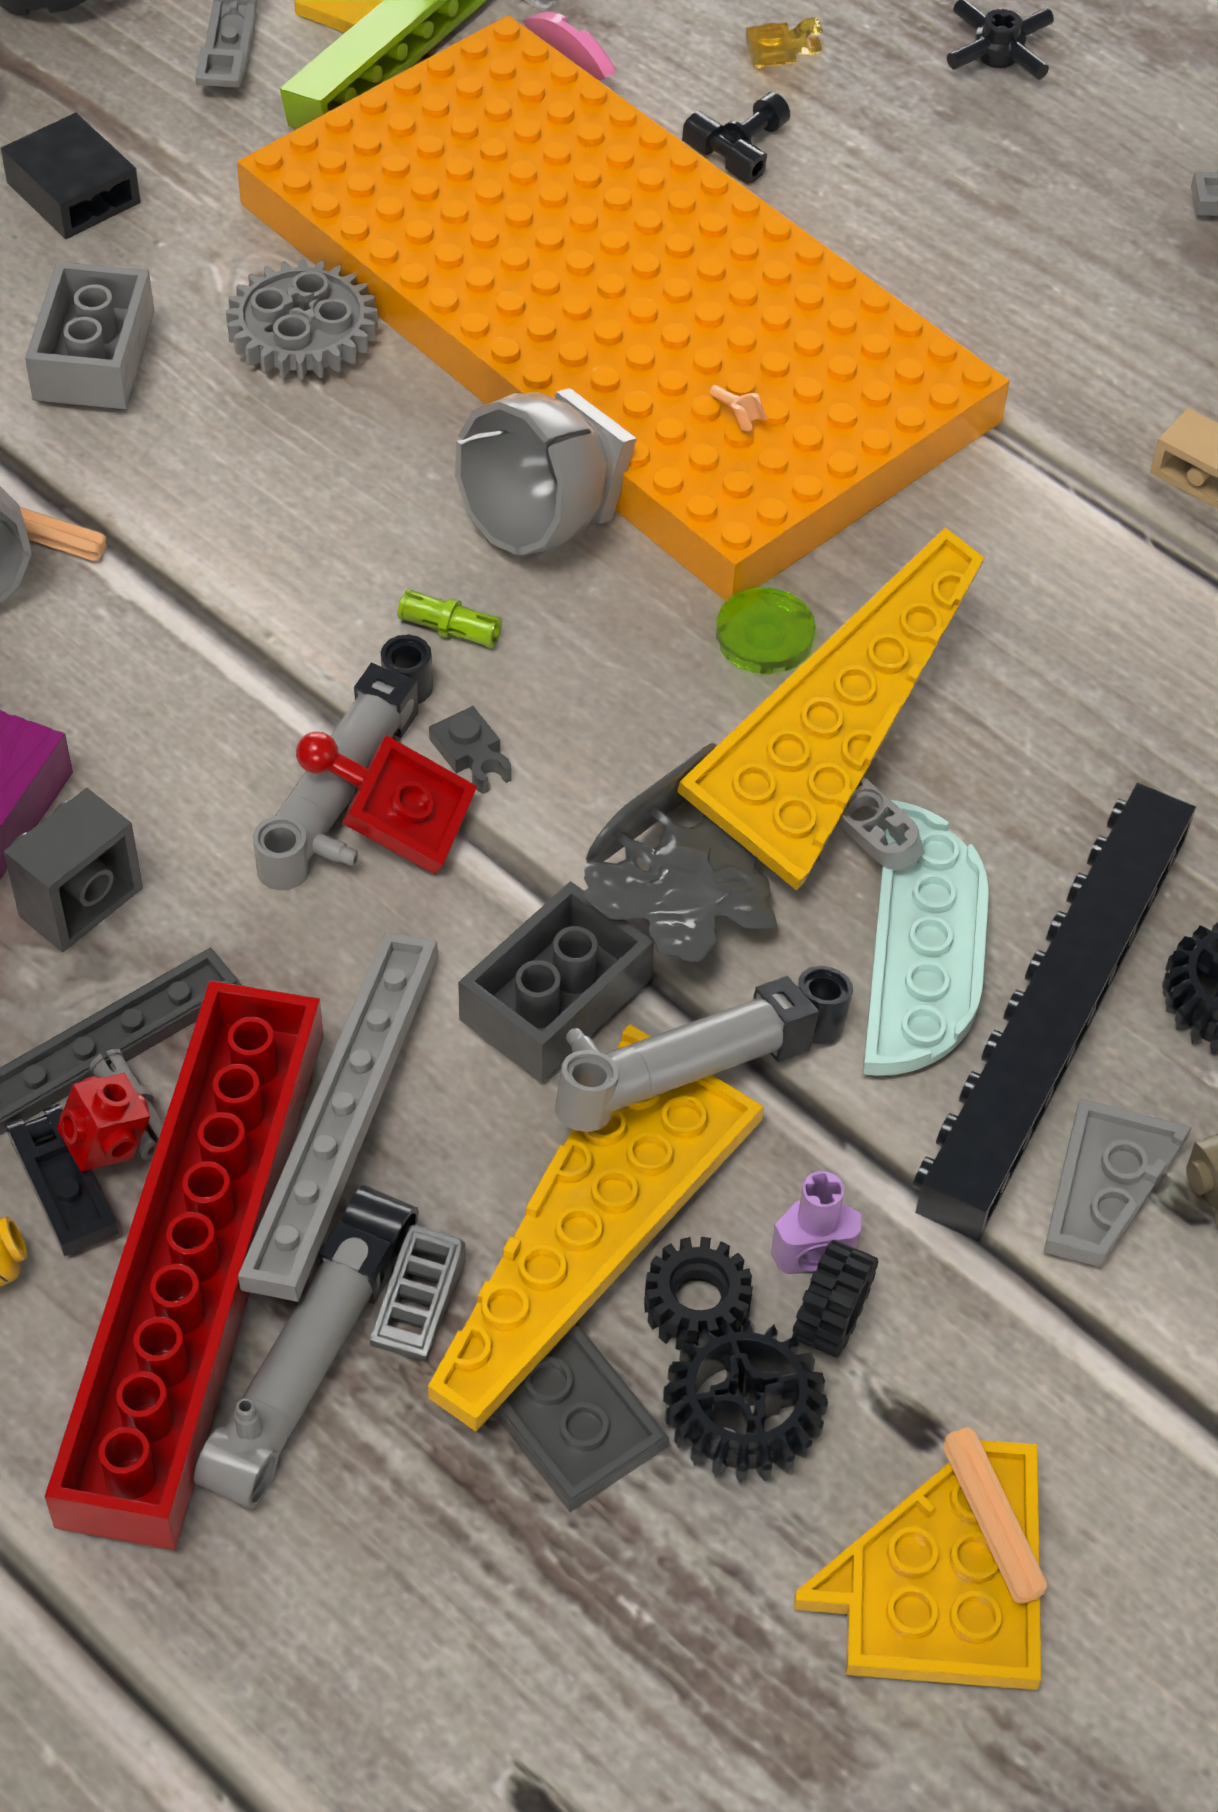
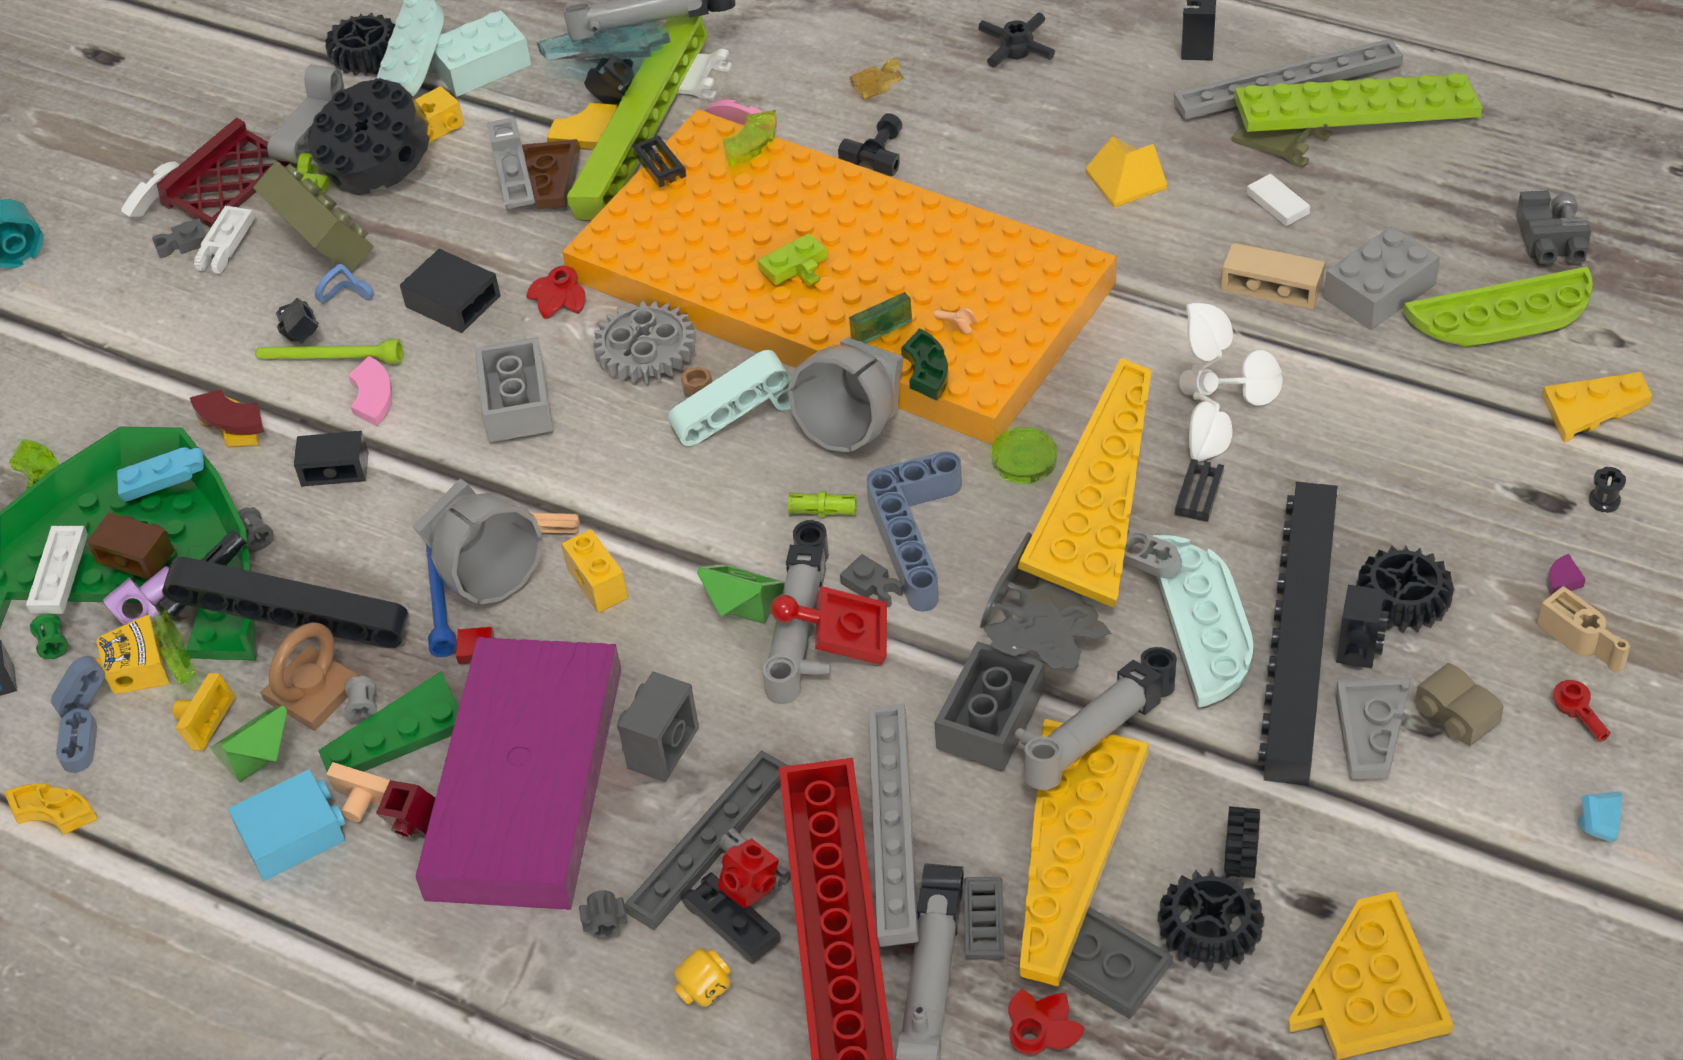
camera: 10 degrees left, 5 degrees down
(90, 621) = (594, 570): none -> yellow brick
(210, 218) = (556, 294): none -> red plate
(274, 705) = (740, 591): none -> bright green slope
(279, 48) = (551, 171): none -> reddish brown wing
(350, 396) = (695, 380): none -> medium nougat tile
(380, 430) = (731, 397): none -> light aqua beam
(424, 91) = (657, 176): none -> black tile
(444, 1474) = (1045, 1020): none -> red plate
(545, 259) = (794, 259): none -> lime plate
(552, 79) = (747, 143): none -> clear neon green tile
(573, 626) = (890, 495): none -> sand blue beam
(628, 375) = (881, 318): none -> clear green plate
(671, 460) = (928, 362): none -> dark green tile
(703, 1265) = (1153, 848): black tyre -> none
(813, 1223) = (1210, 804): lavender piece -> none
(995, 1515) = (1389, 938): light nougat axle -> none
(1015, 728) = (1204, 470): none -> black tile
(1080, 266) = (1126, 172): none -> yellow slope
(1145, 1027) = (1360, 627): none -> black brick
(1154, 613) = (1207, 335): none -> white plant

